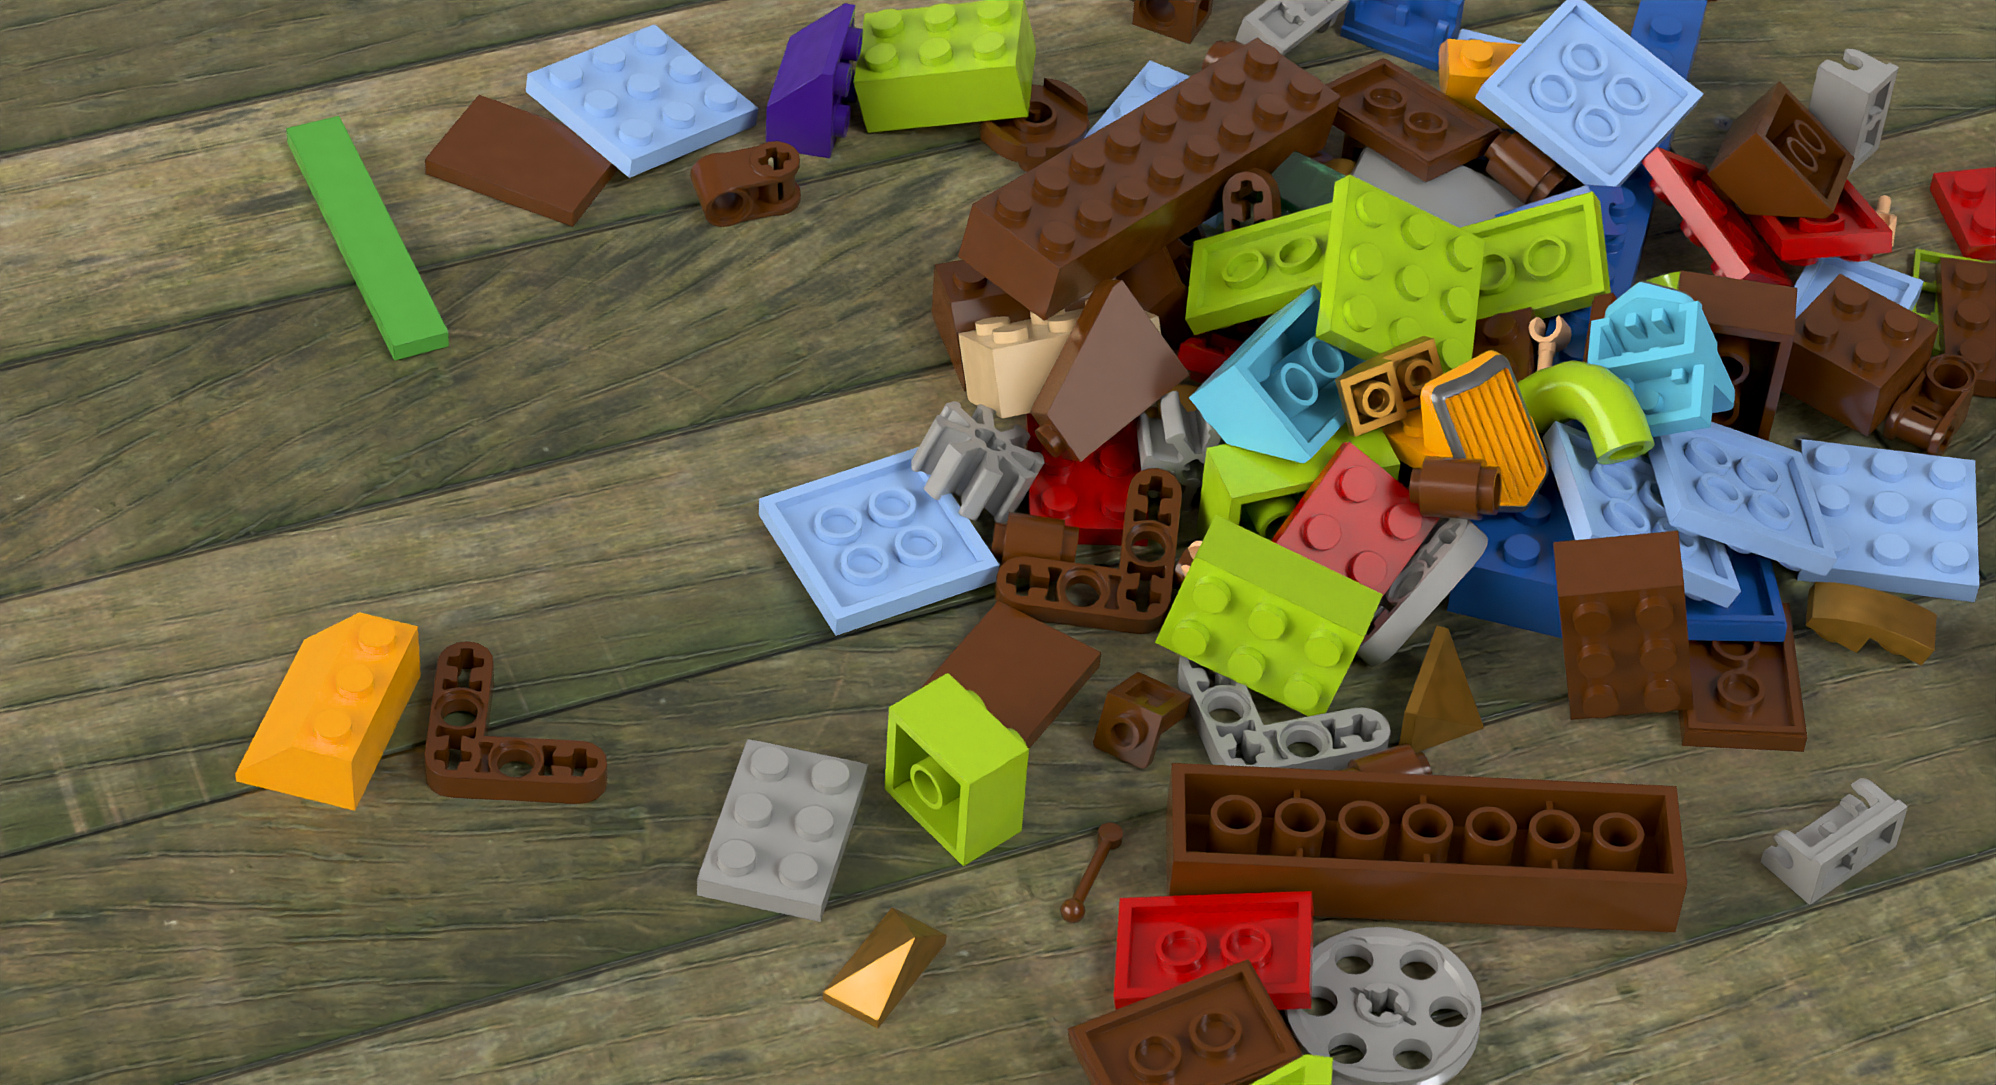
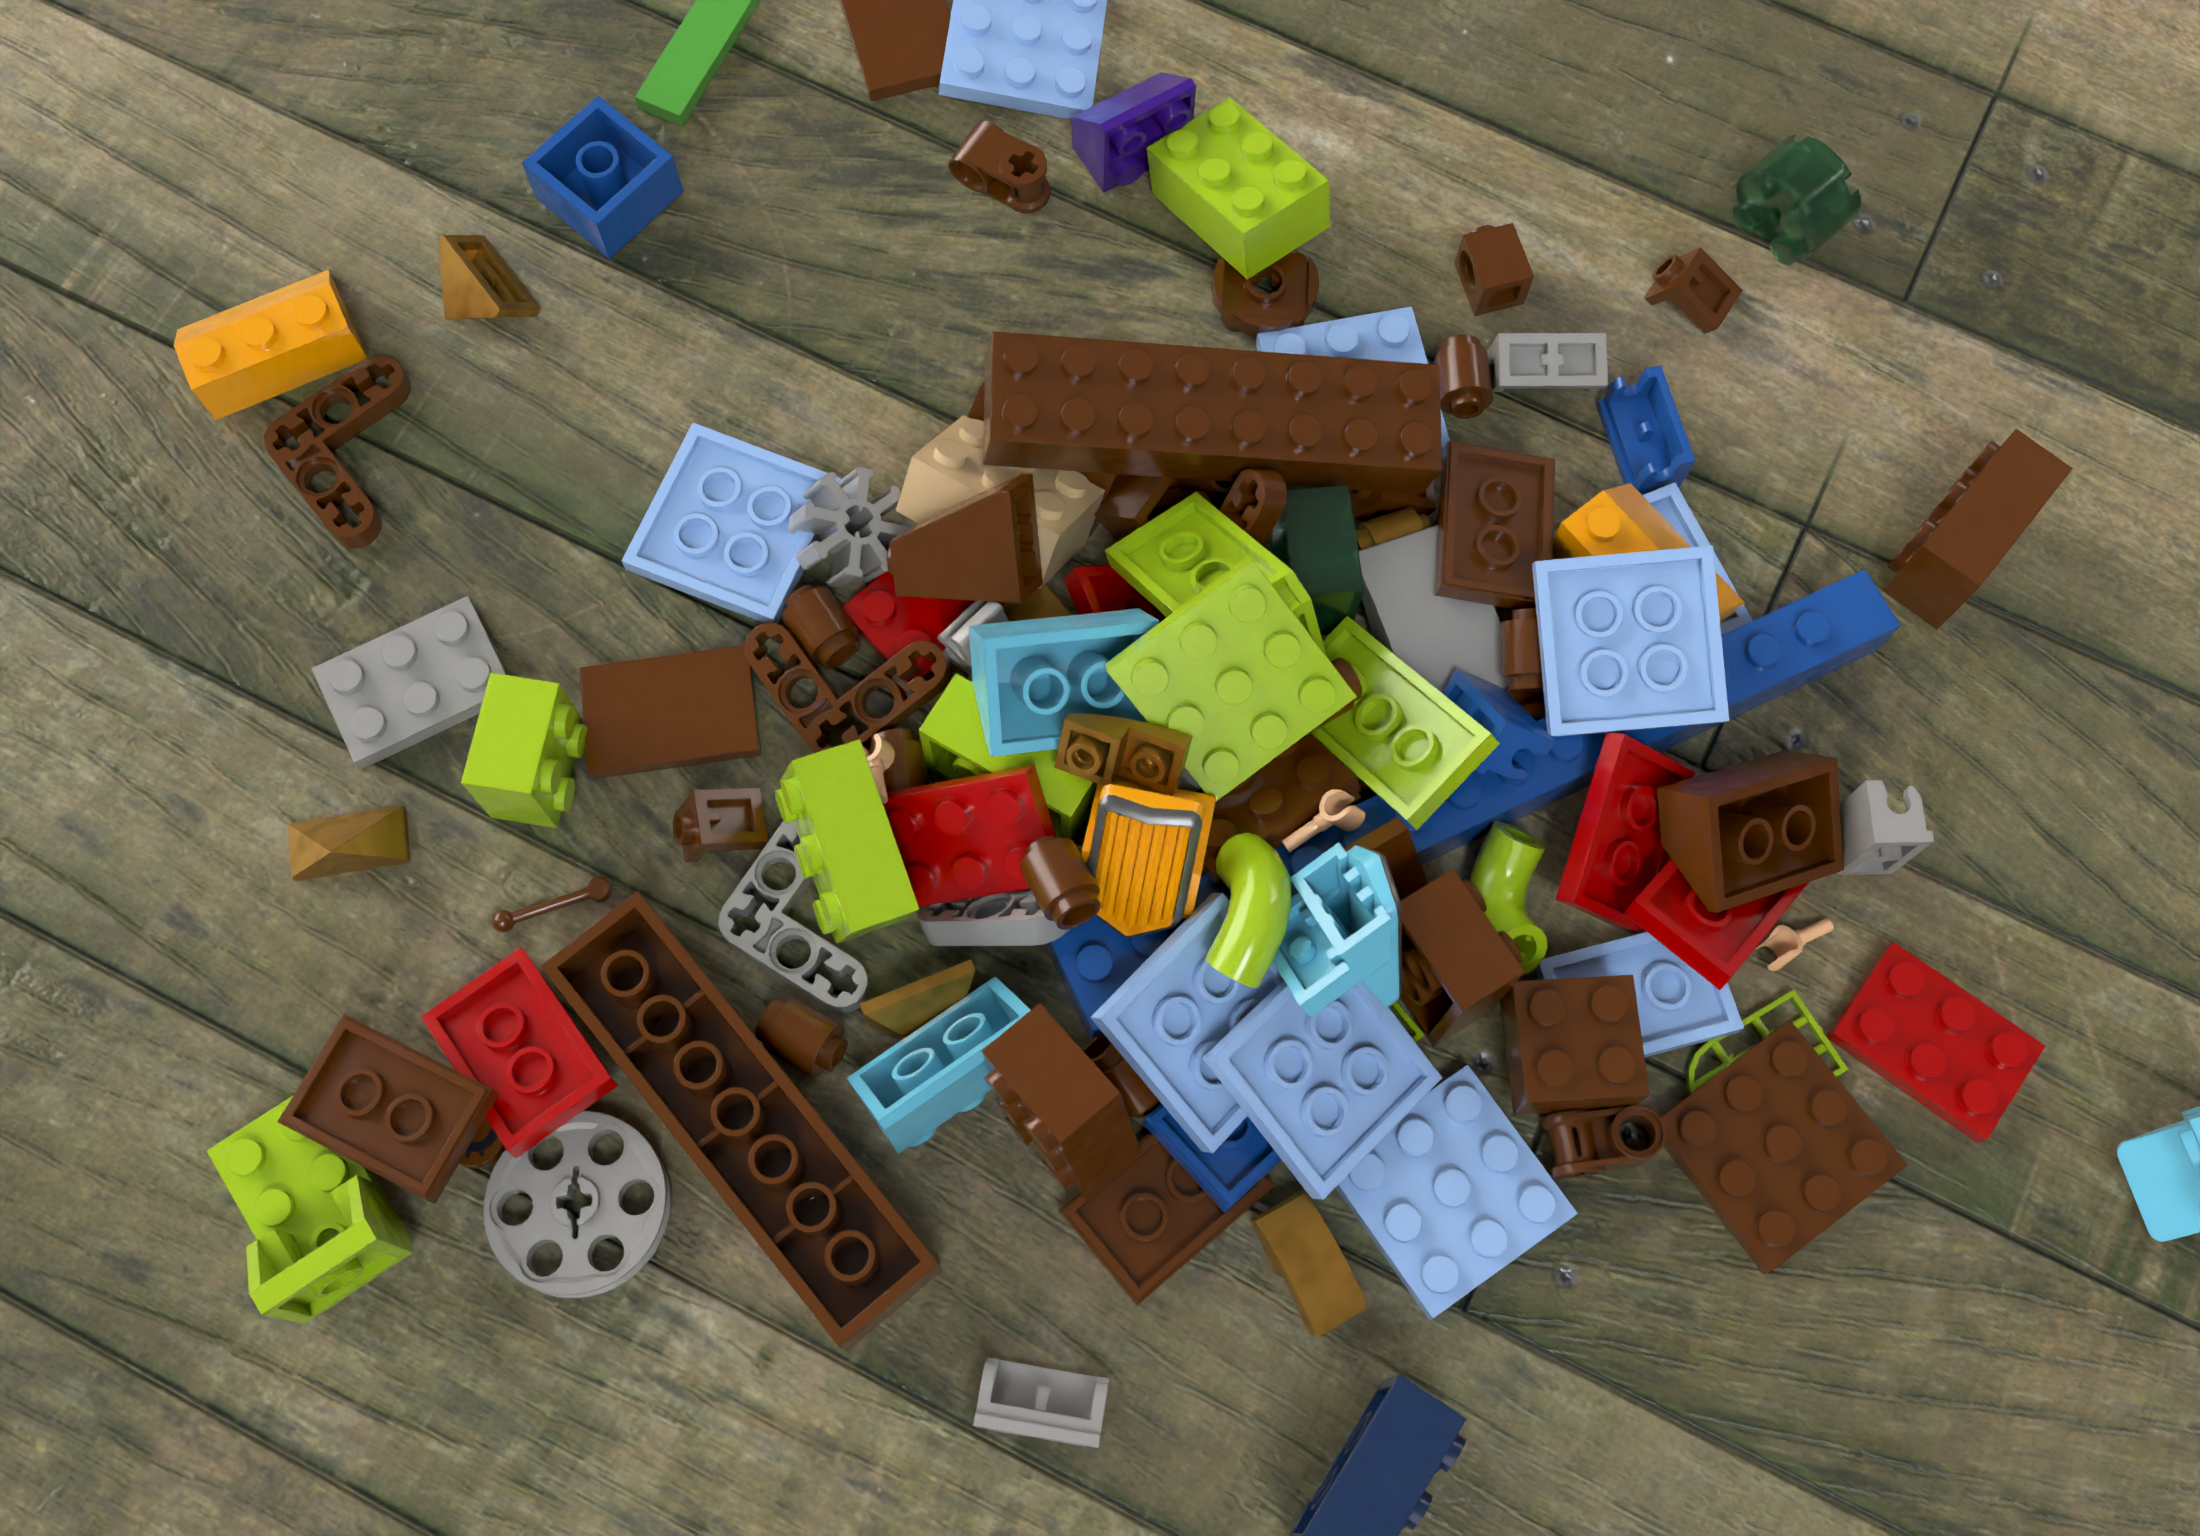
camera: 50 degrees right, 25 degrees up
(450, 557) = (479, 281): none -> pearl gold slope
(462, 400) = (603, 176): none -> blue brick
(1508, 688) = (937, 1067): none -> medium azure slope

